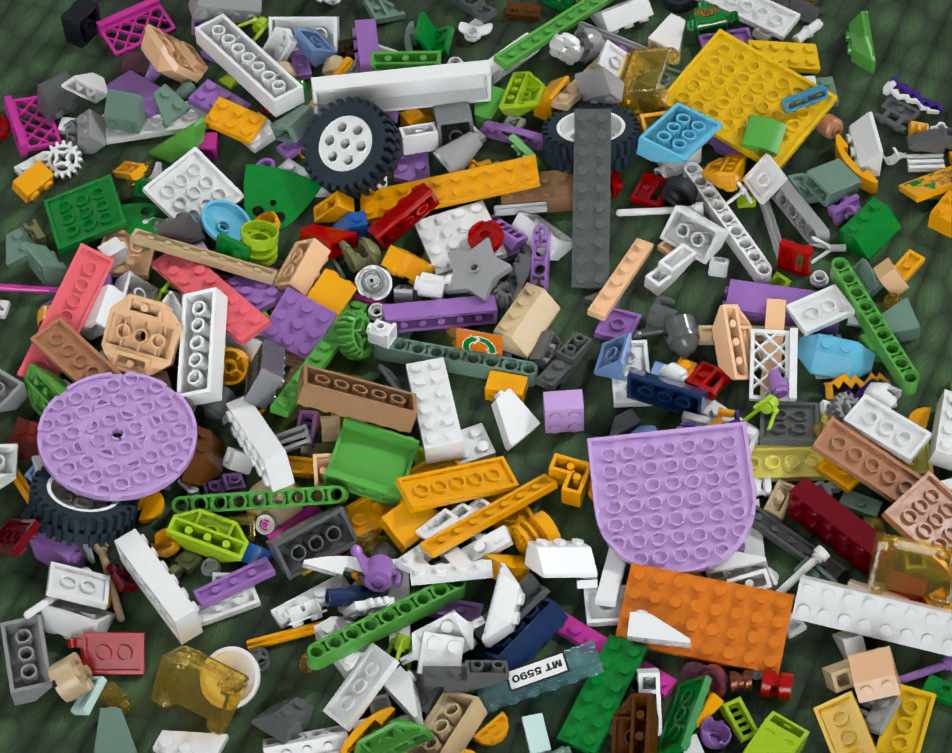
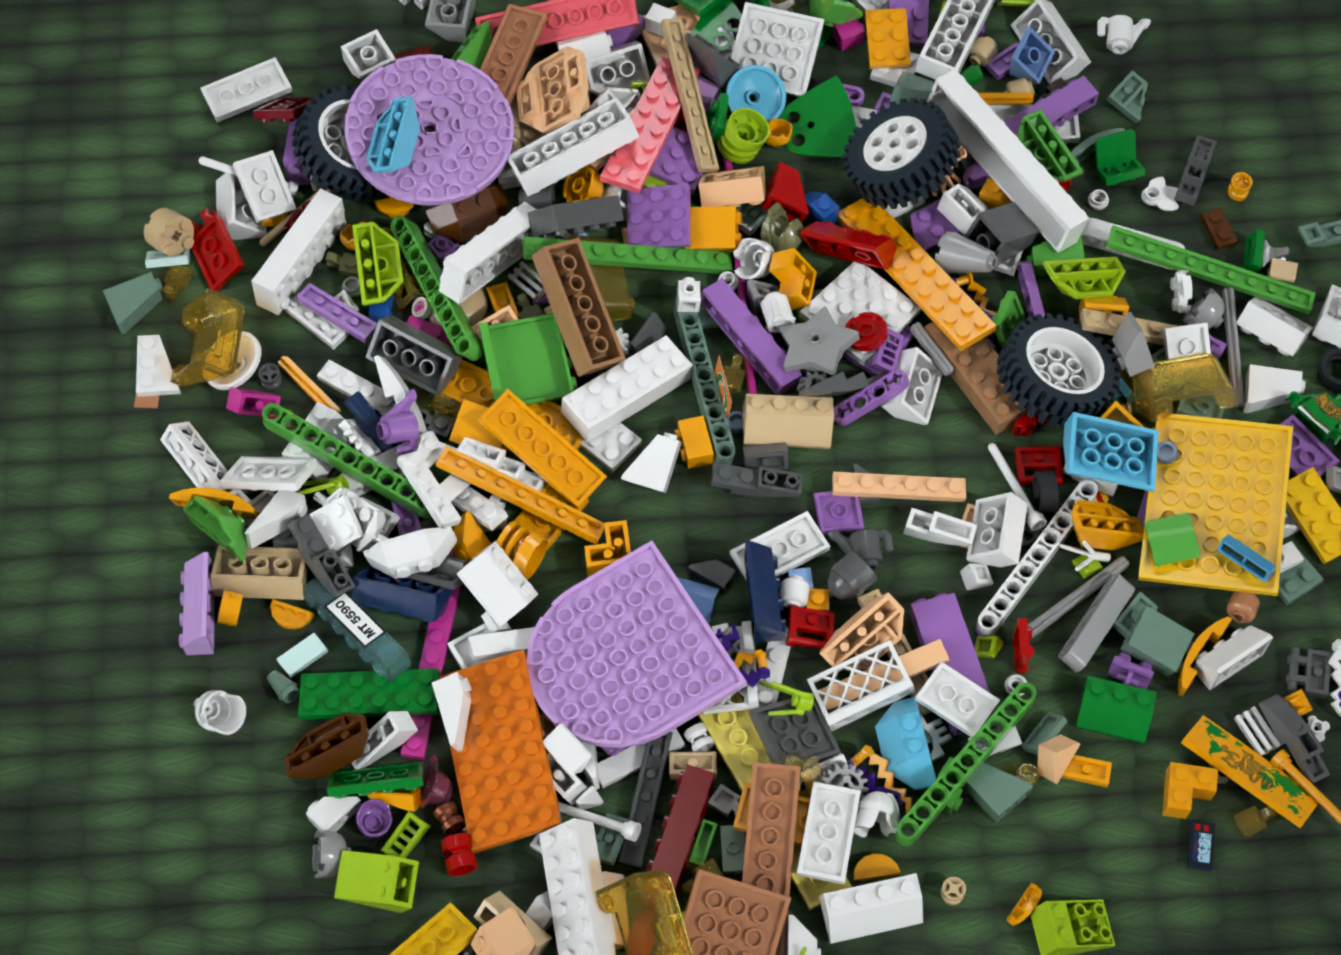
camera: 60 degrees right, 10 degrees up
(26, 658) = (173, 184): light grey slope -> none
(116, 456) = (394, 136): none -> medium azure wedge
(278, 680) = (249, 401): none -> dark pink slope
(280, 44) = (1013, 27): white bracket -> none
(285, 719) = (210, 427): dark grey slope -> none
(296, 615) = (328, 385): white hinge -> none
(333, 208) = (834, 182): light orange slope -> none
(352, 335) = (670, 268): bright green gear -> none
(515, 121) = (1051, 293): white tile -> none
(563, 411) = (687, 506): lavender brick -> none
(591, 198) = (968, 403): dark grey plate -> none
(614, 357) = (783, 525): medium blue slope -> none
(695, 104) = (1167, 452): none -> sand blue tile
(734, 565) = (567, 749): none -> white slope
(764, 179) = (1111, 568): white plate -> none
(778, 386) = (833, 698): medium lavender cone -> none
(830, 248) = (1067, 679): white plant -> none
(895, 157) = (1243, 695): white piece -> none

